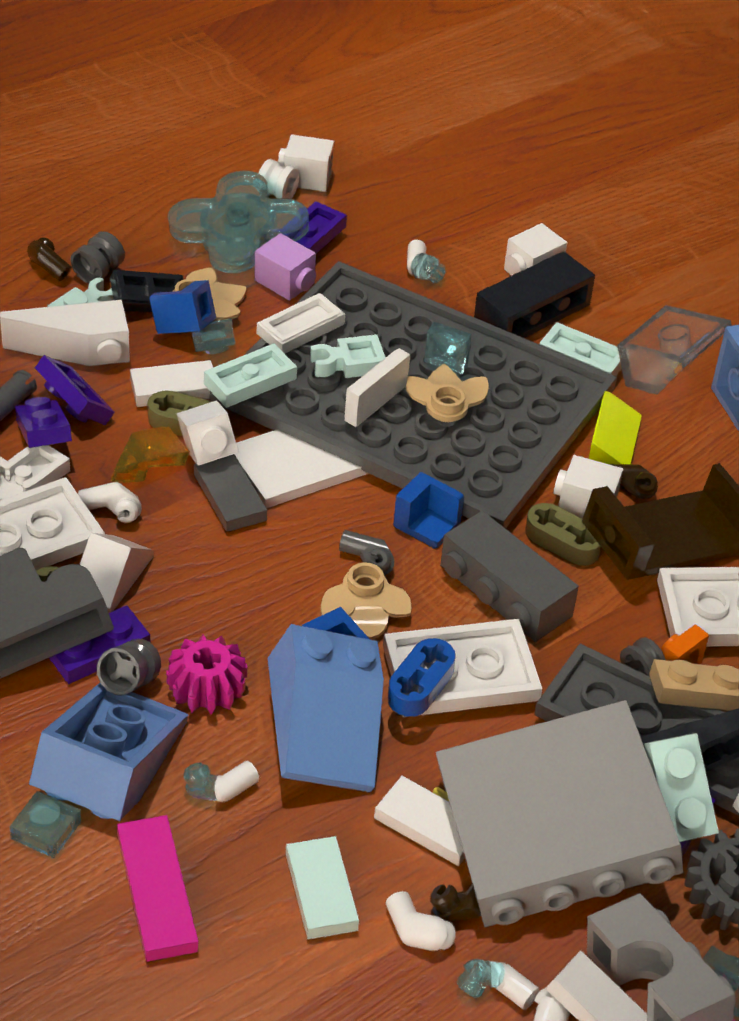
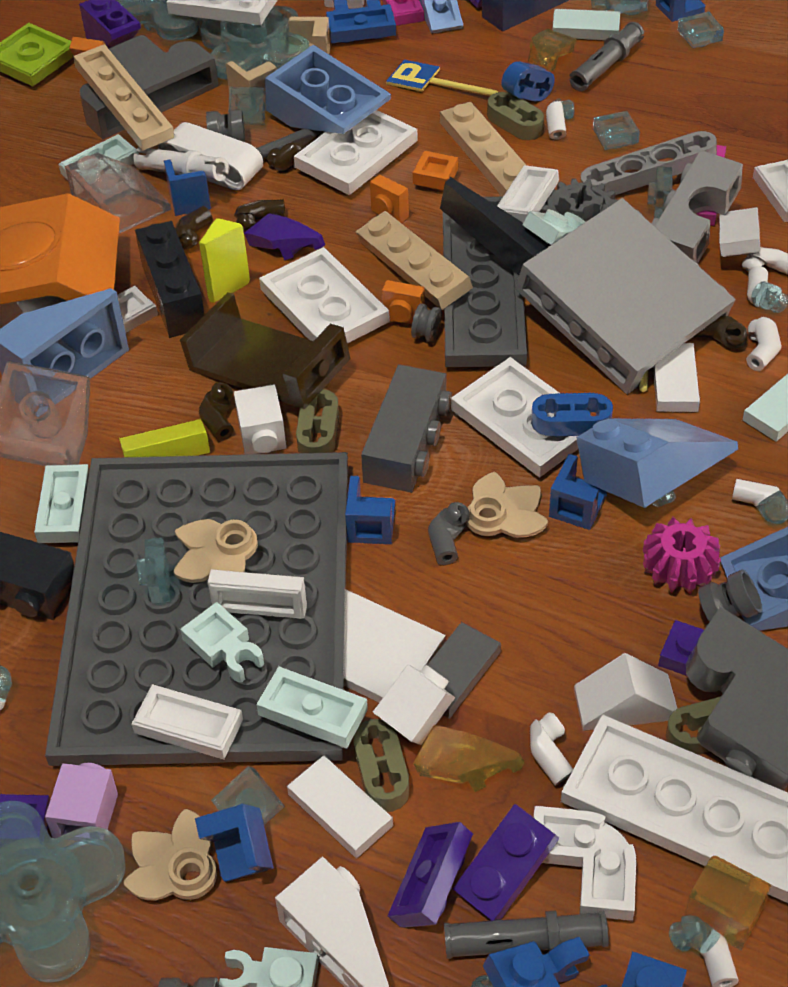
camera: 115 degrees left, 5 degrees up
(136, 287) = (214, 926): black tile -> none

